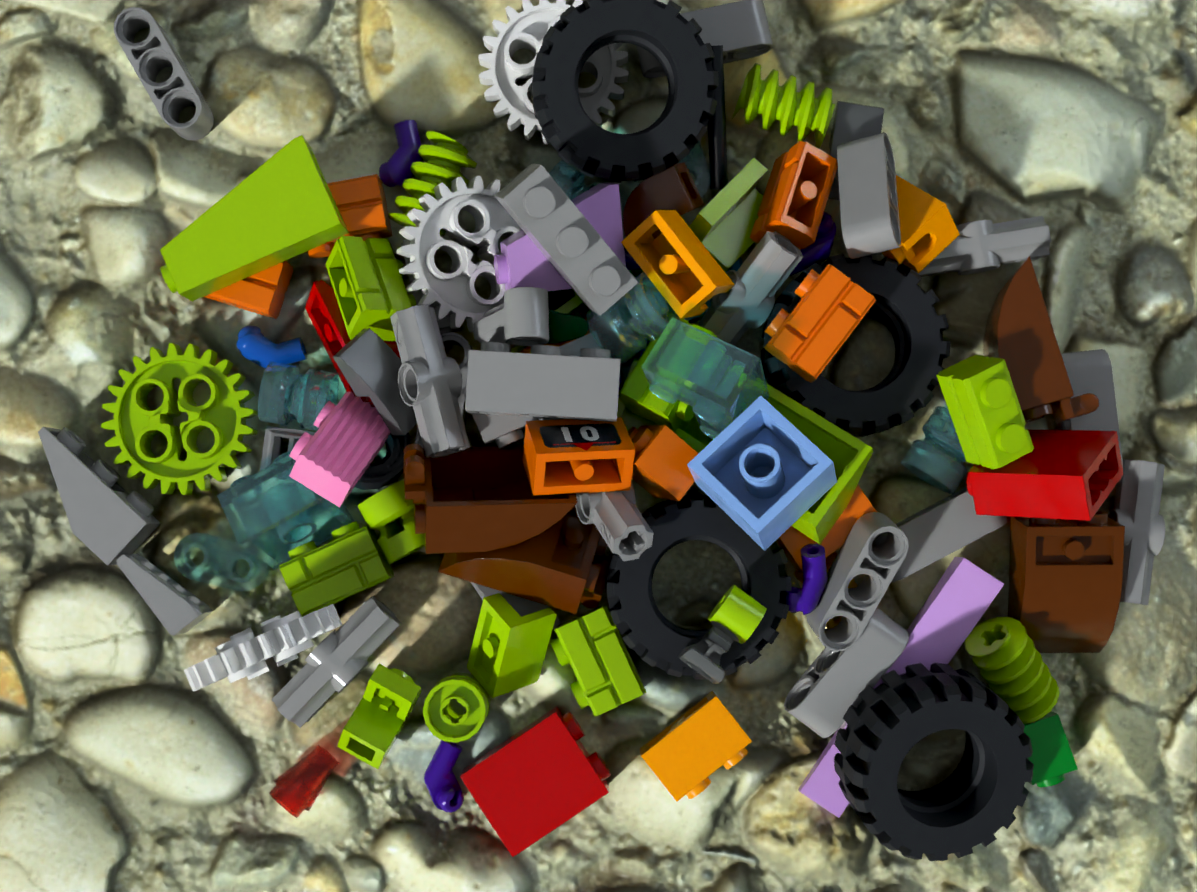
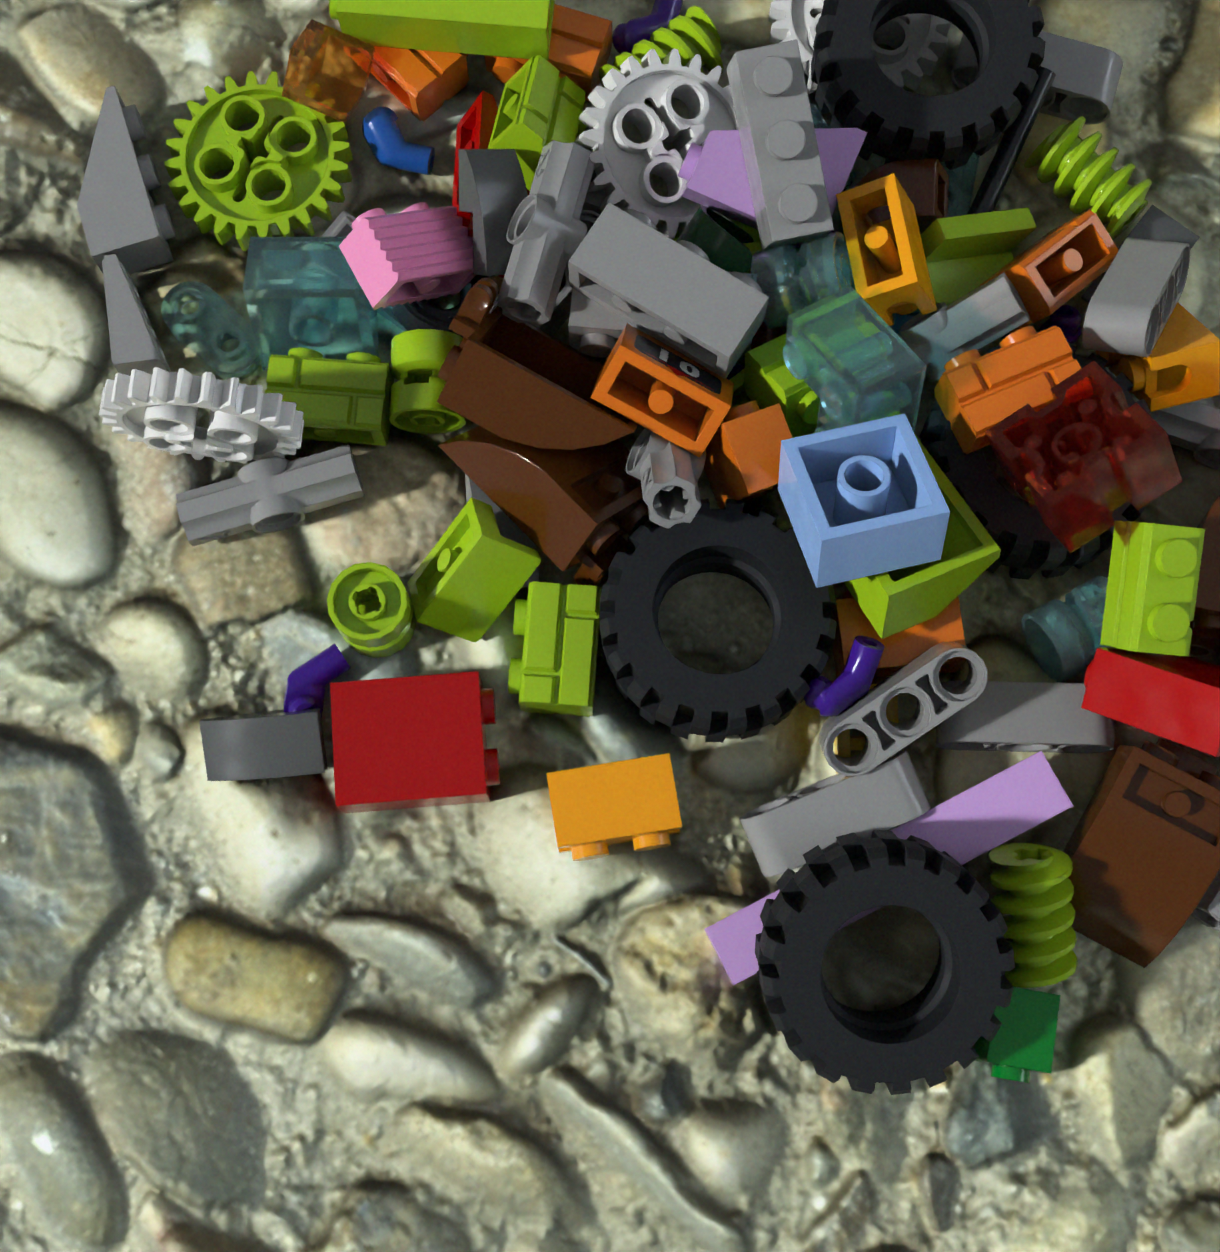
camera: 30 degrees right, 10 degrees down
(193, 331) = (328, 70): none -> clear orange panel
(291, 396) = (389, 183): clear light blue wheel -> none
(303, 782) = (157, 603): clear red cone -> none
(379, 715) = (285, 575): lime brick -> none
(438, 840) = (263, 745): none -> dark grey slope
(519, 320) = (688, 207): light grey piece -> none
(731, 621) = (735, 657): leg -> none
(897, 357) = (1084, 456): none -> clear red brick

